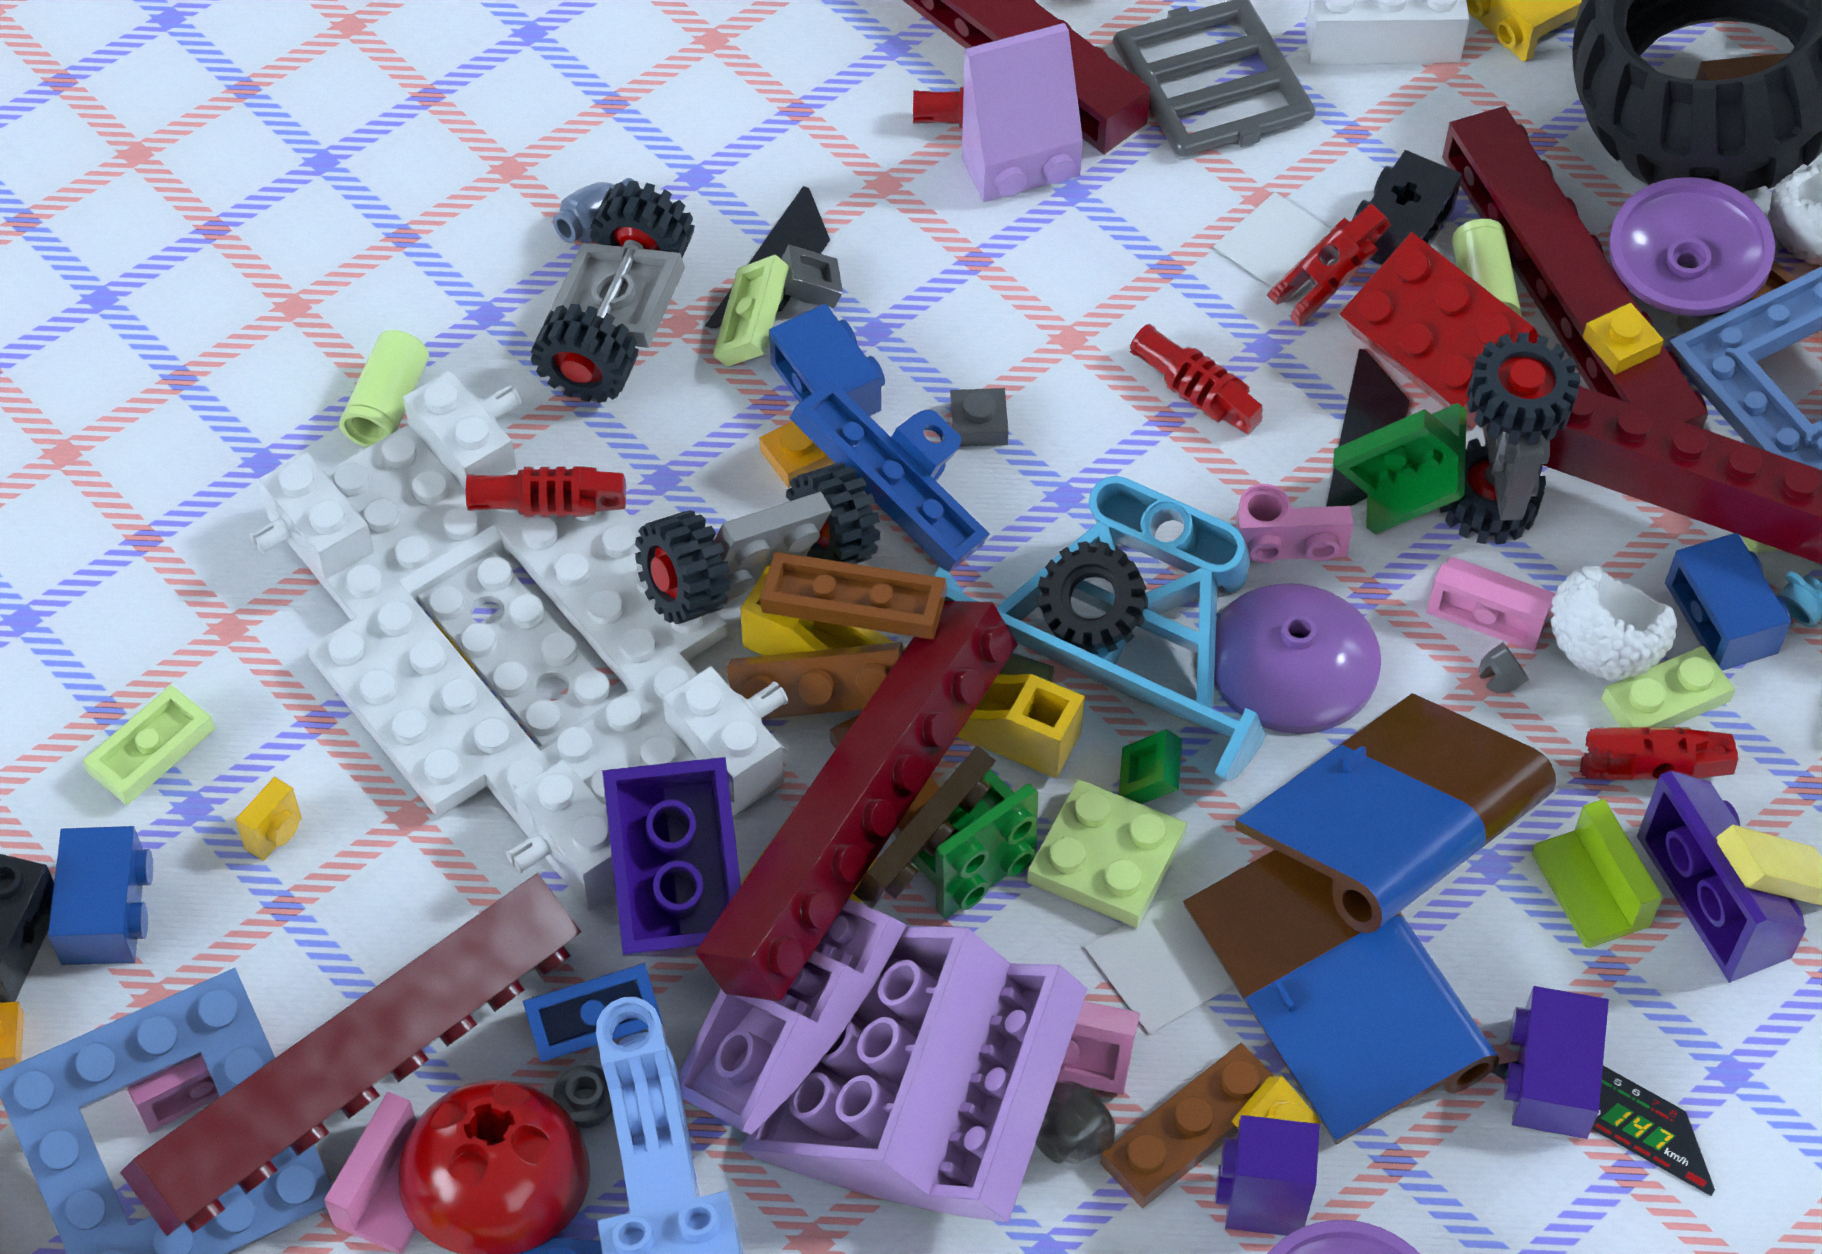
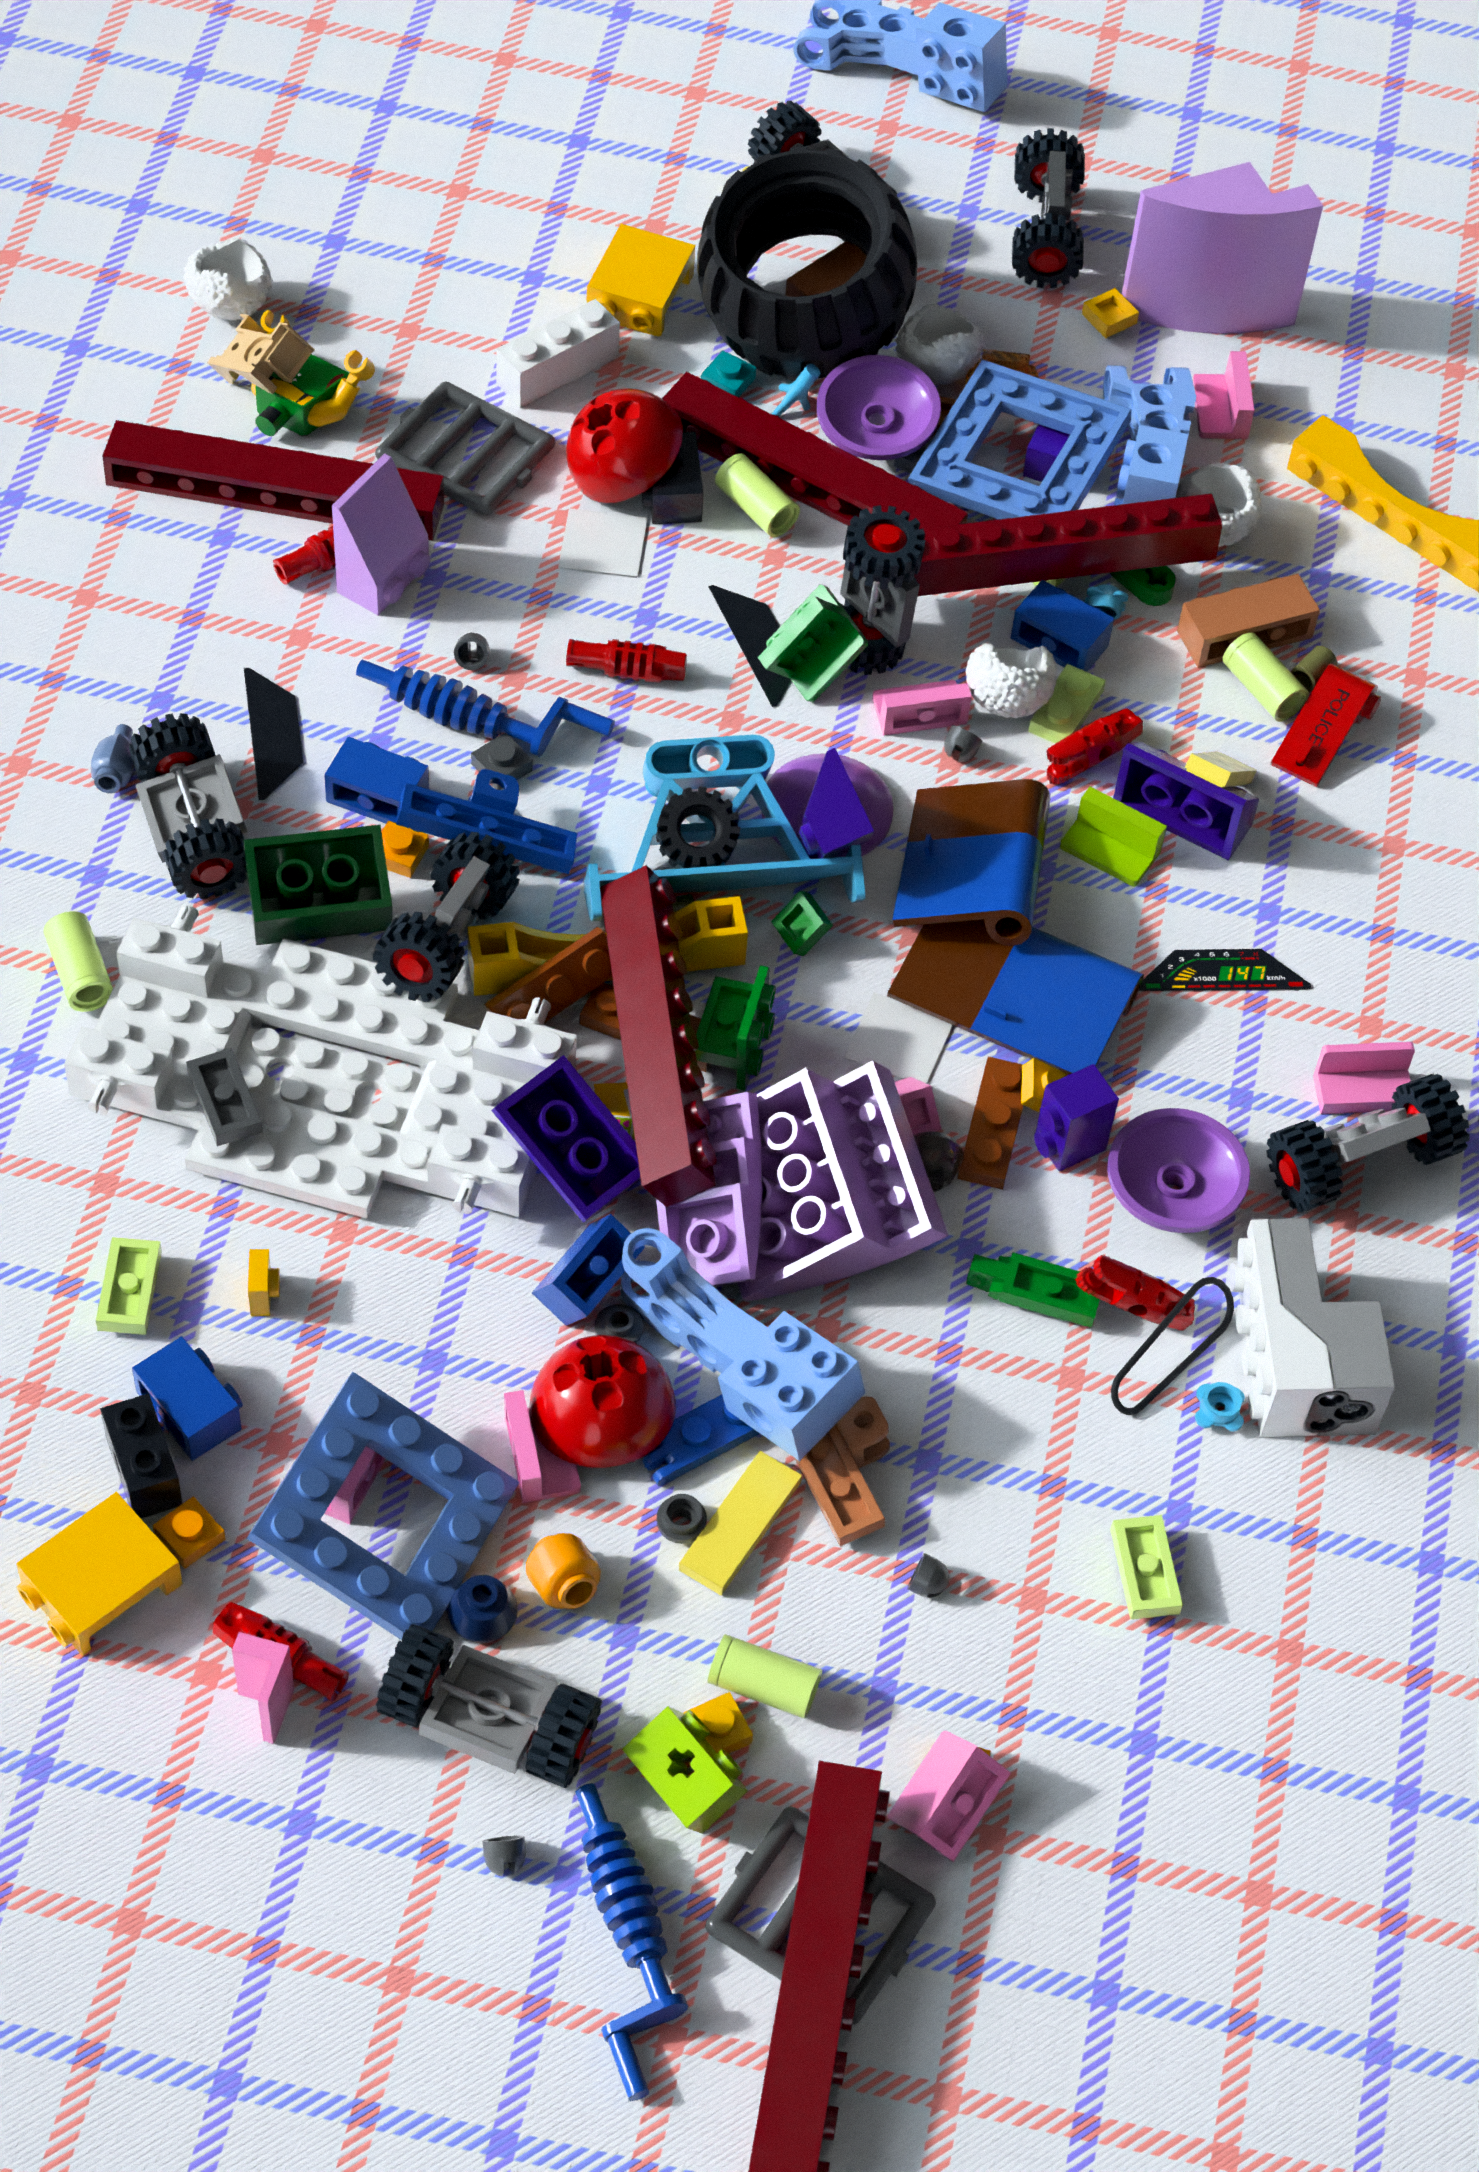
camera: 40 degrees left, 0 degrees up
(348, 1055) = (469, 1383): dark red brick -> none
(381, 603) = (224, 1097): none -> dark grey plate
(548, 491) = (272, 962): red hinge -> none
(667, 437) = (318, 884): none -> dark green slope
(751, 310) = (292, 770): yellowish green plate -> none
(812, 276) = (312, 726): dark grey plate -> none
(853, 595) = (549, 911): dark orange plate -> none
(927, 829) = (716, 1028): dark brown plate -> none
(981, 340) = (462, 707): none -> blue piece
(1036, 280) = (462, 651): none -> dark grey hinge
(1107, 853) = (816, 992): yellowish green plate -> none
(1251, 654) = (833, 813): none -> dark purple slope
(1289, 531) = (776, 723): bright pink plate -> none
(1348, 242) = (660, 517): red hinge -> none
(1369, 145) = (622, 444): none -> red piece
(1430, 321) = (764, 543): red brick -> none
(1558, 1061) = (1178, 958): dark purple brick -> none
(1563, 137) = (730, 373): none -> teal plate
(1623, 186) = (798, 390): none -> medium azure bar
(1623, 338) = (883, 488): yellow plate -> none

